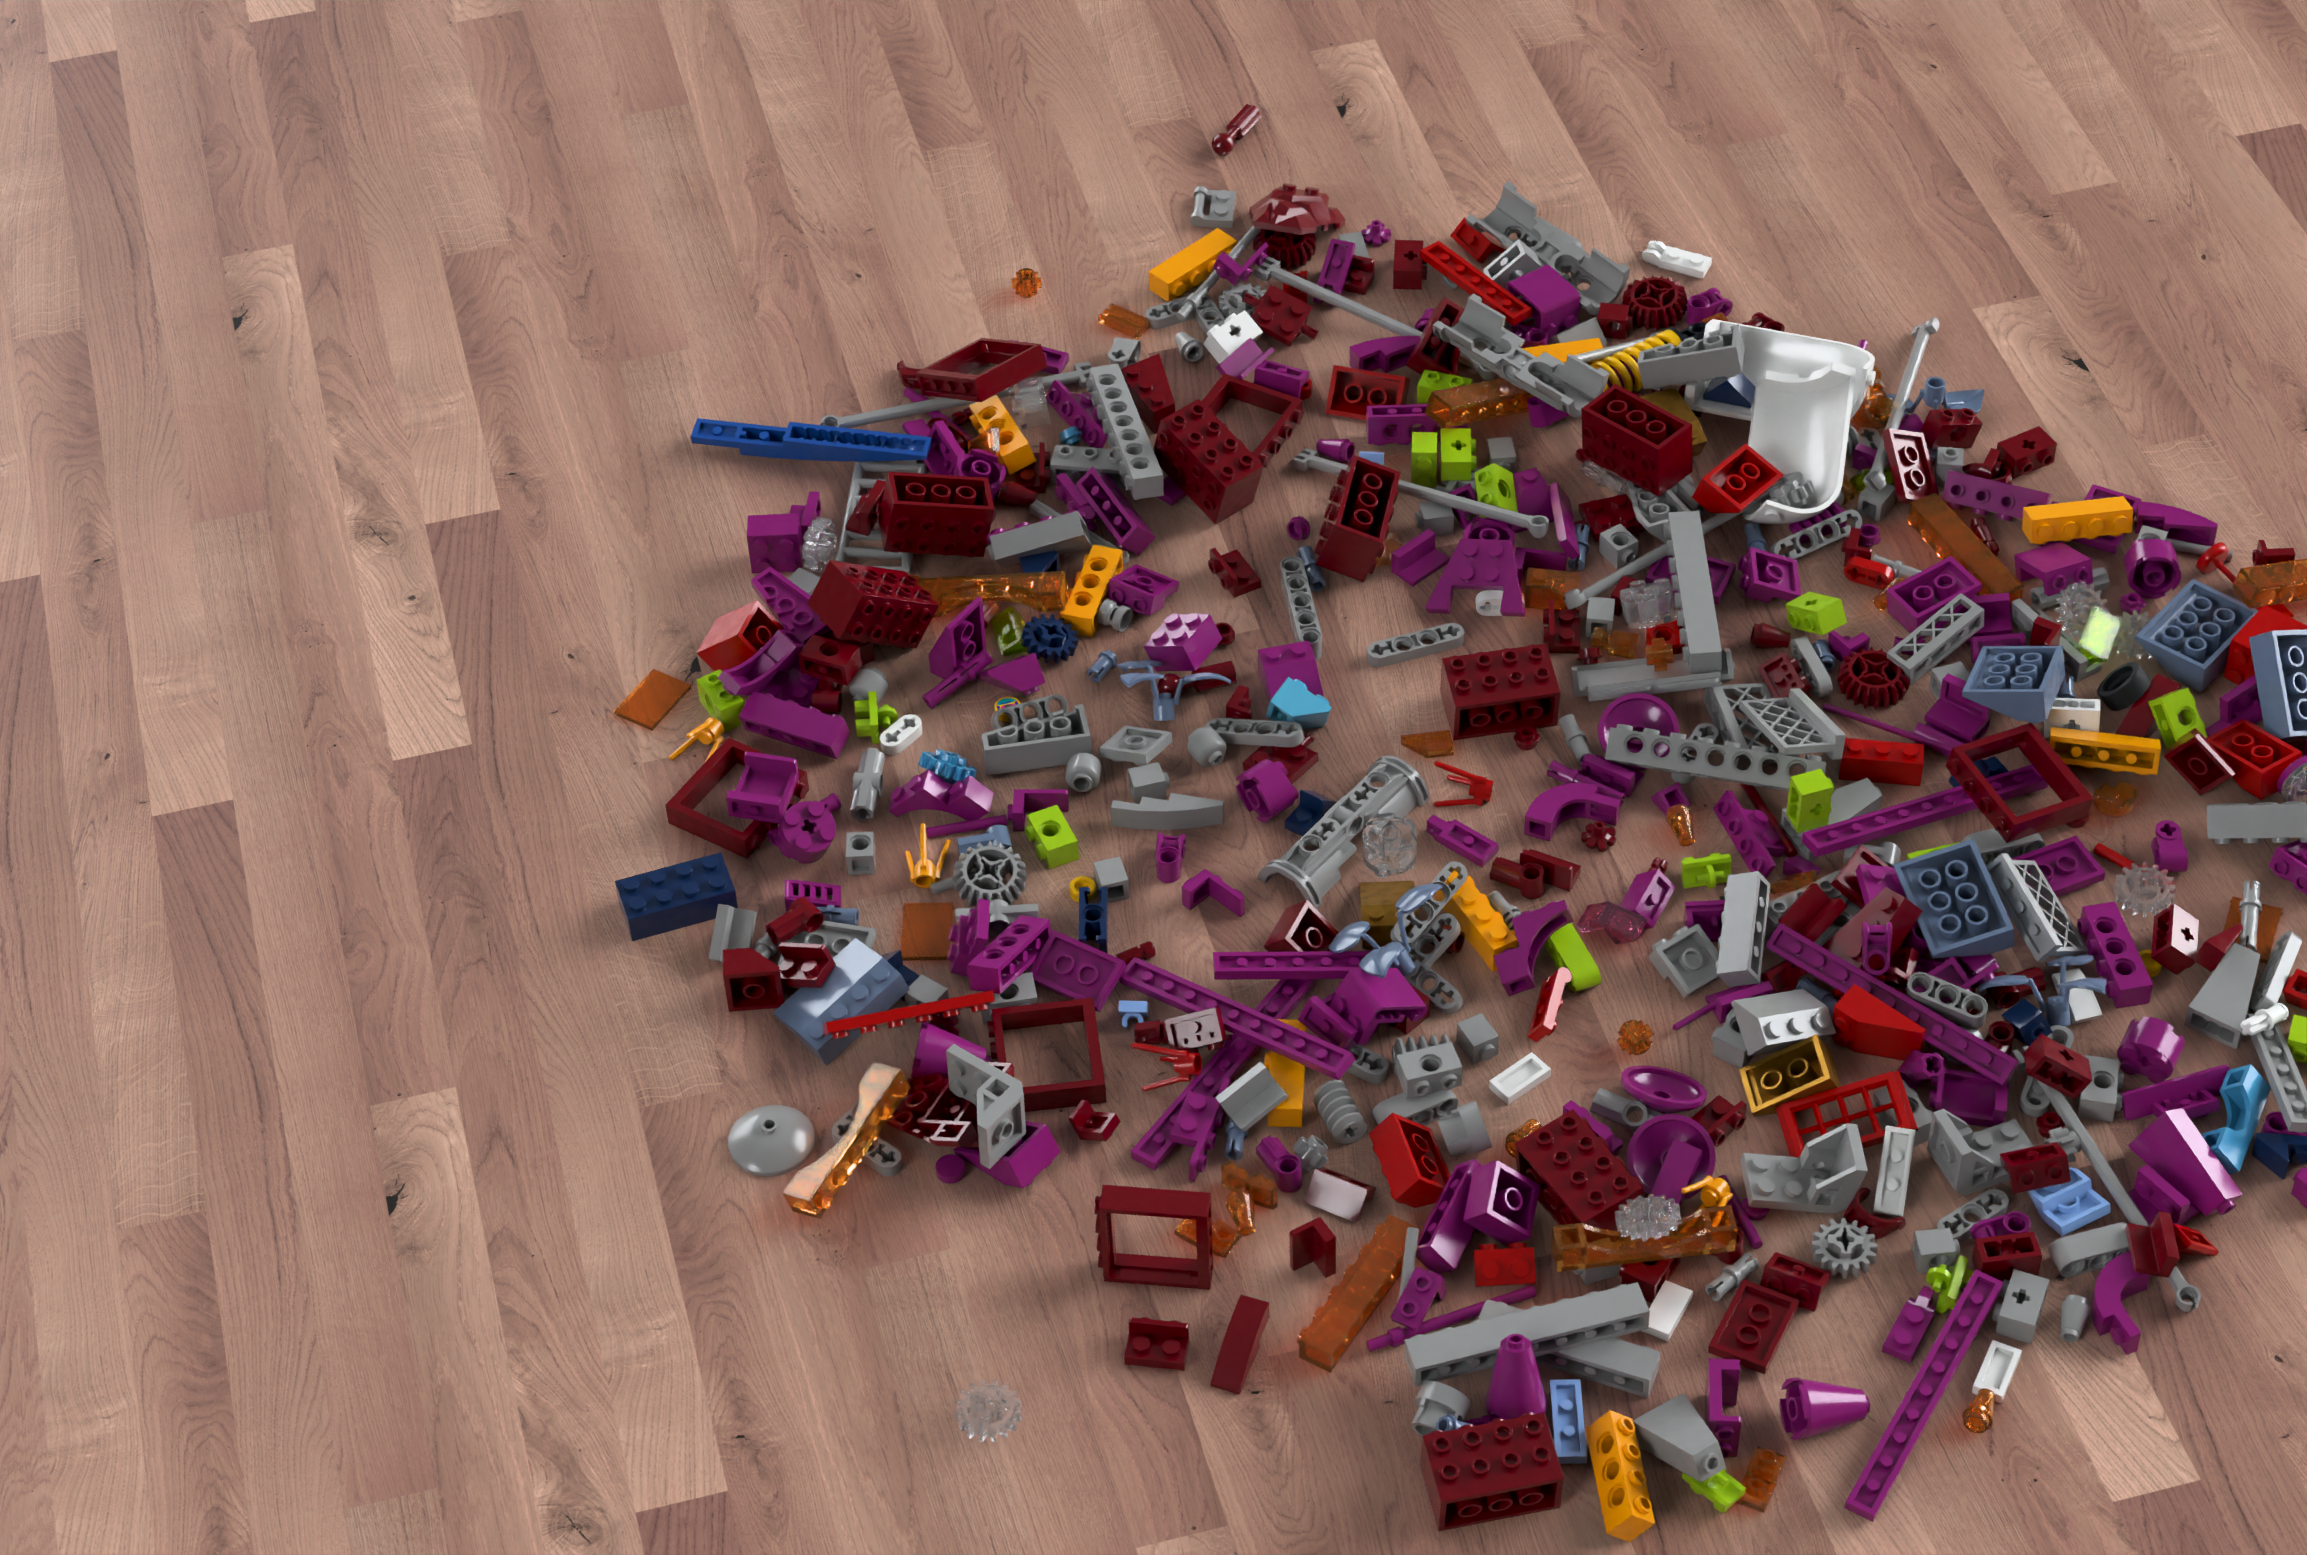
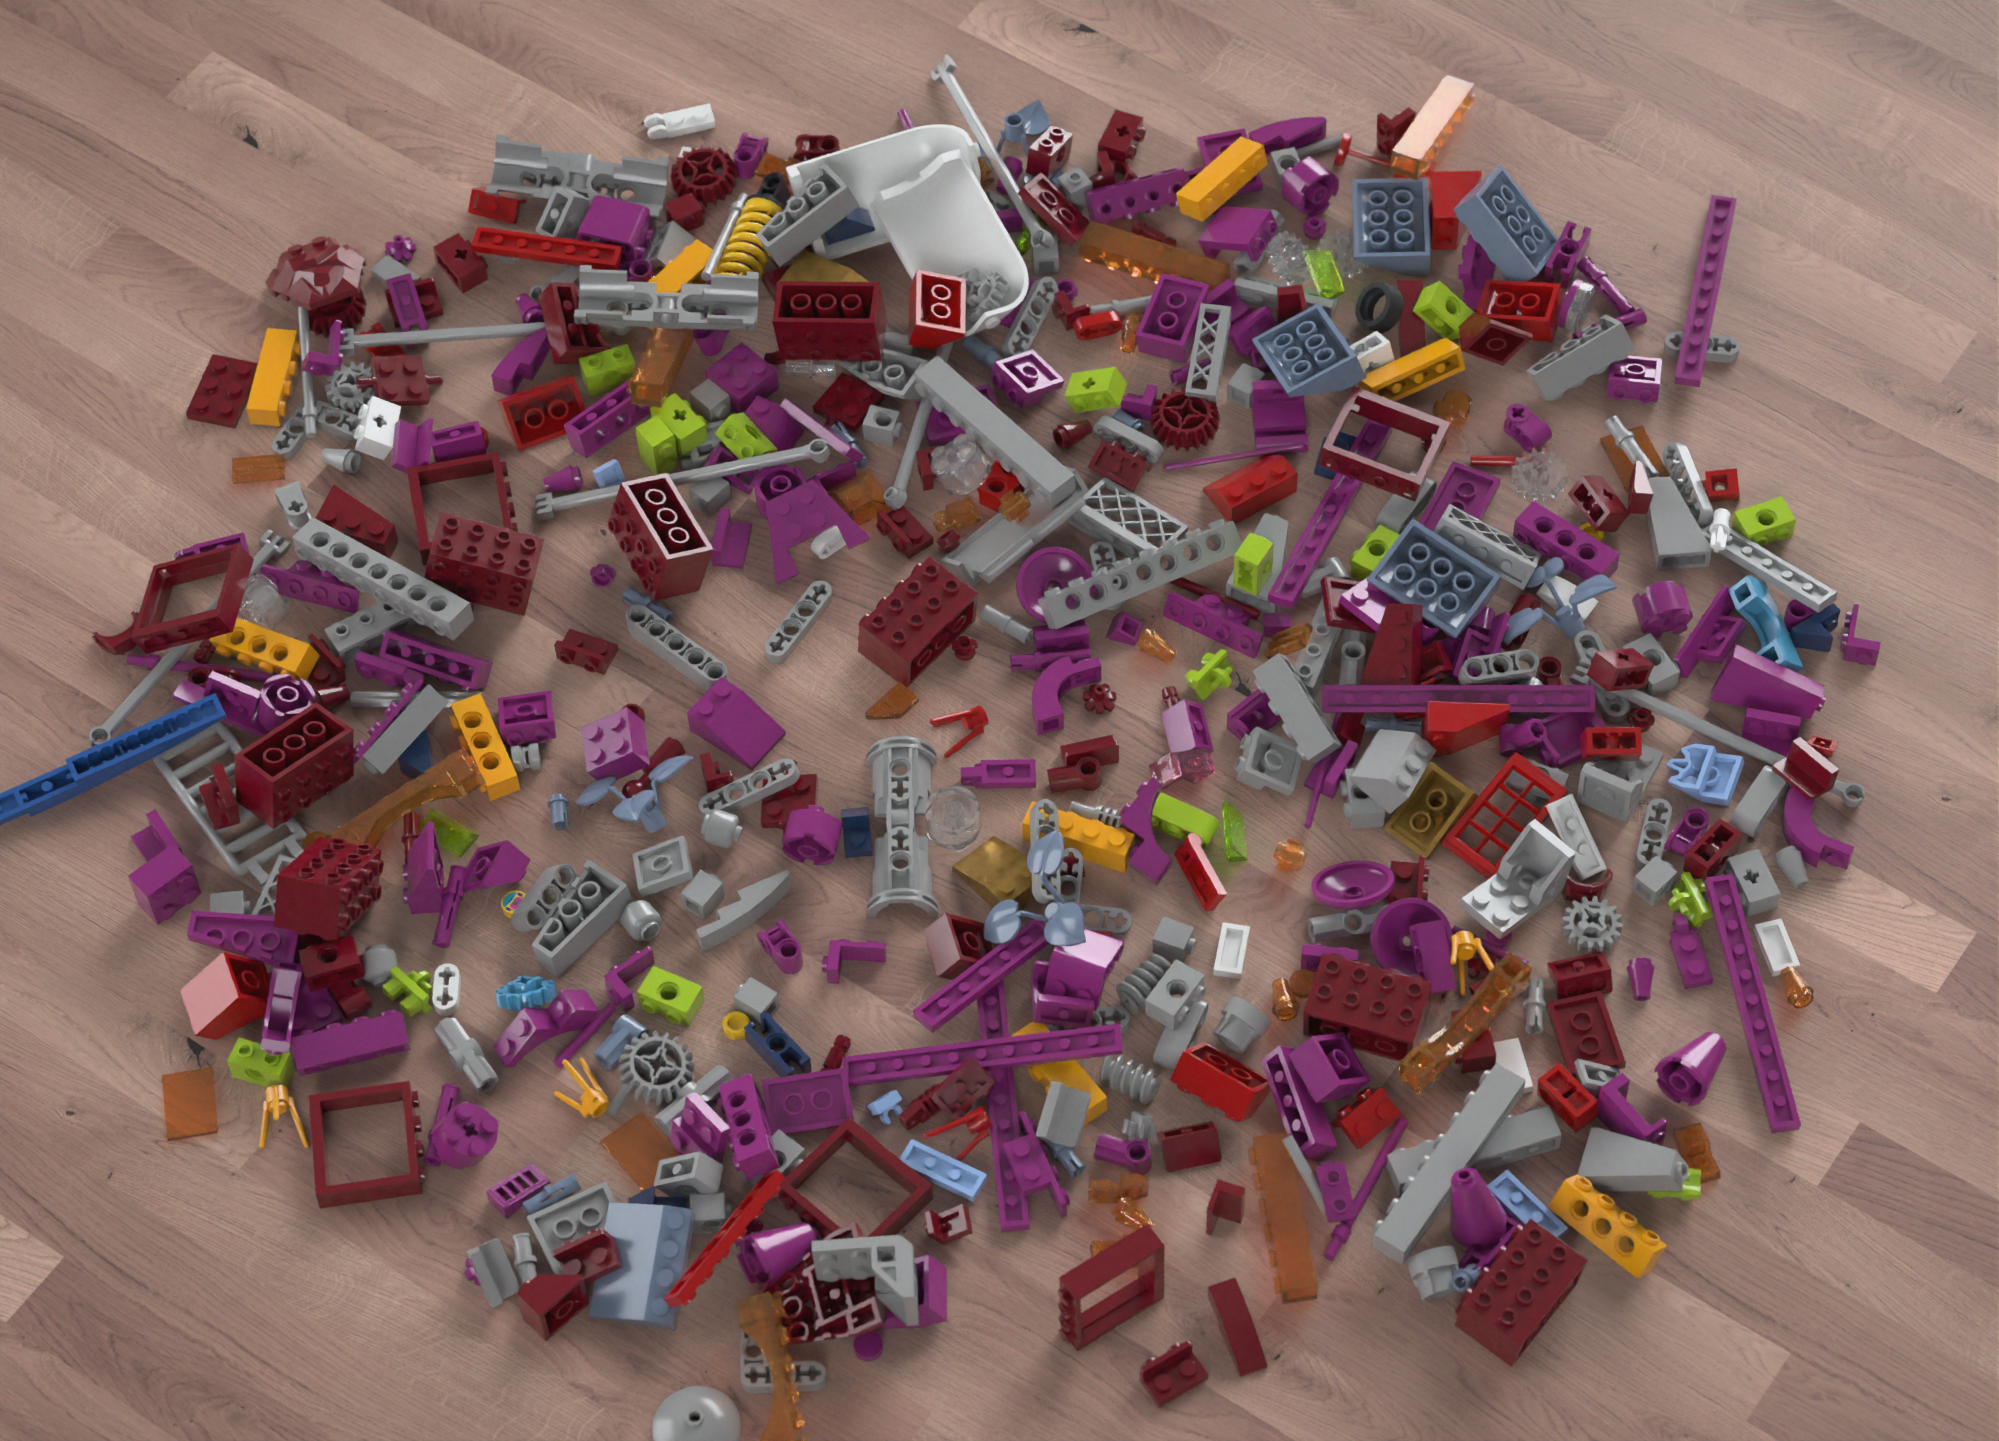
camera: 40 degrees left, 10 degrees up
(675, 896) = (404, 1271): dark blue brick -> none
(763, 788) = (392, 1121): magenta panel -> none
(800, 917) = (538, 1217): dark red piece -> none
(819, 544) = (207, 860): clear gear -> none
(860, 853) = (526, 1131): light grey brick -> none
(934, 959) = (688, 1175): none -> light grey brick
(986, 441) = (262, 669): clear orange tile -> none
(1026, 283) = (136, 485): clear orange gear -> none
(1049, 638) = (493, 816): dark blue gear -> none
(1070, 436) = (321, 611): dark azure plate -> none
(1130, 1084) = (944, 1170): none -> light blue plate
(1146, 255) = (222, 391): none -> dark red plate
(1221, 208) = (237, 303): light grey plate -> none
(1236, 129) = (179, 216): dark red piece -> none
(1298, 705) = (767, 743): medium azure slope -> none
(1543, 449) = (743, 377): none -> magenta brick
(1600, 615) = (925, 500): light grey brick -> none
(1607, 994) = (1234, 833): none -> clear neon green slope
(1648, 1217) = (1458, 1004): clear gear -> none
(1684, 1358) = (1567, 1097): none -> red brick
(1720, 1348) = (1594, 1075): none -> light grey slope
(1797, 724) = (1175, 490): light grey fence -> none
(1812, 912) = (1335, 660): dark red panel -> none
(1847, 1314) = (1640, 976): none -> magenta cone
(1876, 946) = (1415, 656): magenta piece -> none
(1992, 1117) = (1611, 744): none -> red brick
(2027, 1022) = (1560, 644): dark blue brick -> none
(2036, 1167) = (1670, 762): dark red bracket -> none
(2067, 1140) = (1667, 731): light grey gear -> none

